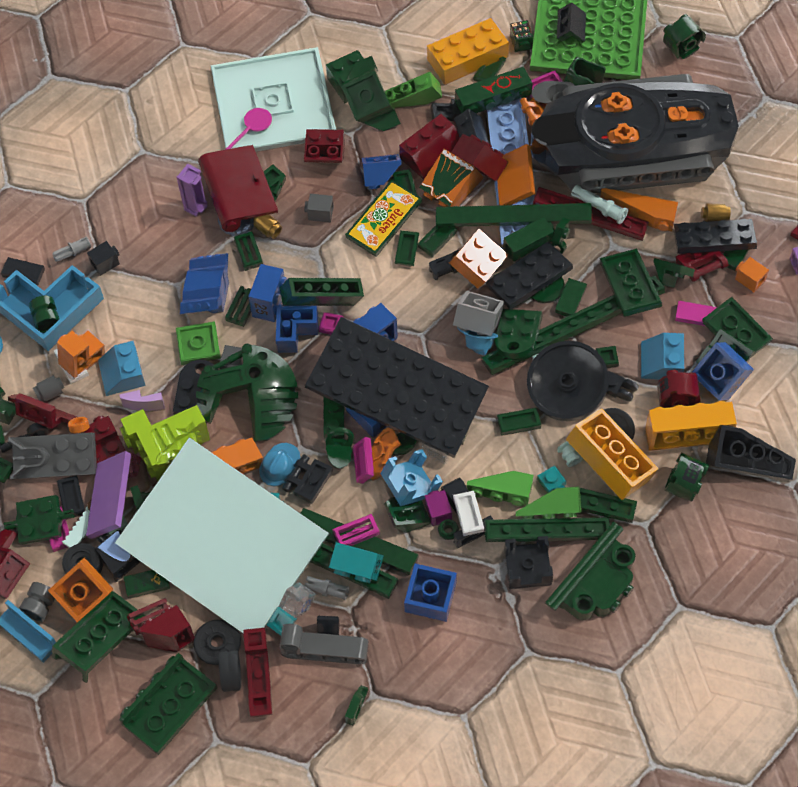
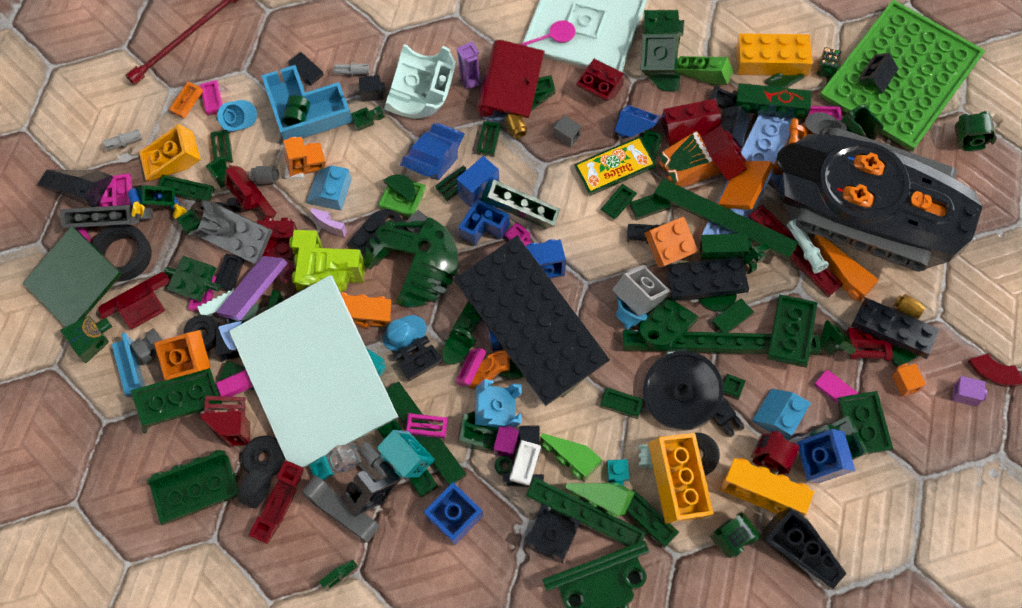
camera: 30 degrees right, 5 degrees up
(78, 425) = (264, 217): orange tile -> none
(115, 289) = (364, 118): none -> dark green plate
(148, 590) = (234, 384): none -> dark pink tile
(152, 229) = (420, 83): none -> light aqua piece
(193, 332) = (402, 186): none -> dark green tile
(345, 608) = (373, 492): none -> black panel

